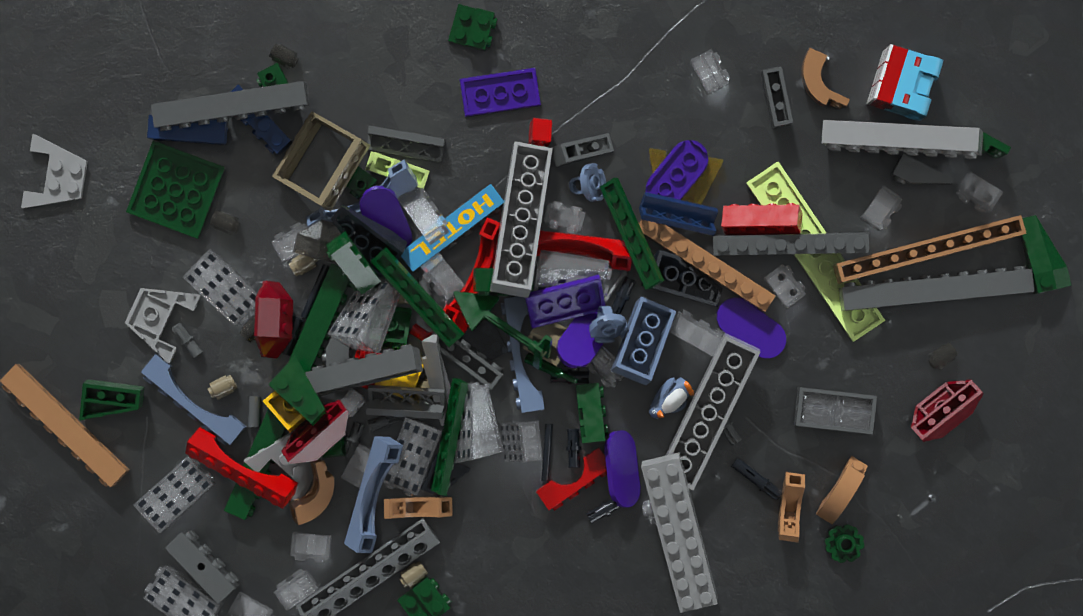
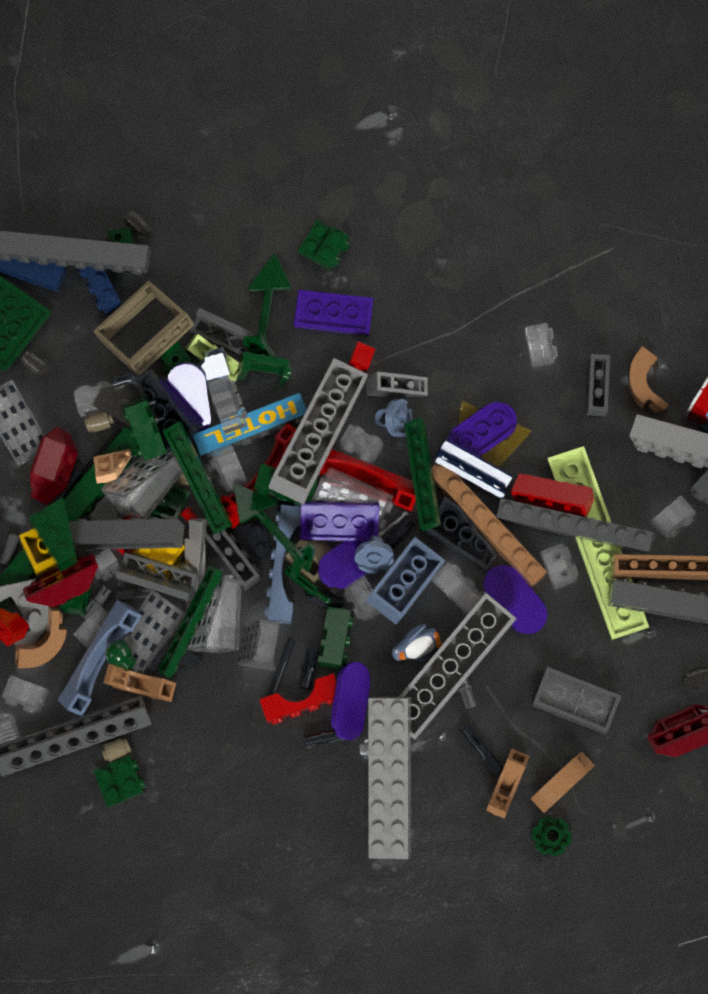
camera: 15 degrees right, 10 degrees down
(329, 307) = (110, 465): none -> light nougat wing
(392, 487) = (120, 655): none -> dark green piece
(429, 76) = (269, 279): none -> dark green piece
(431, 168) = (264, 363): none -> dark green panel

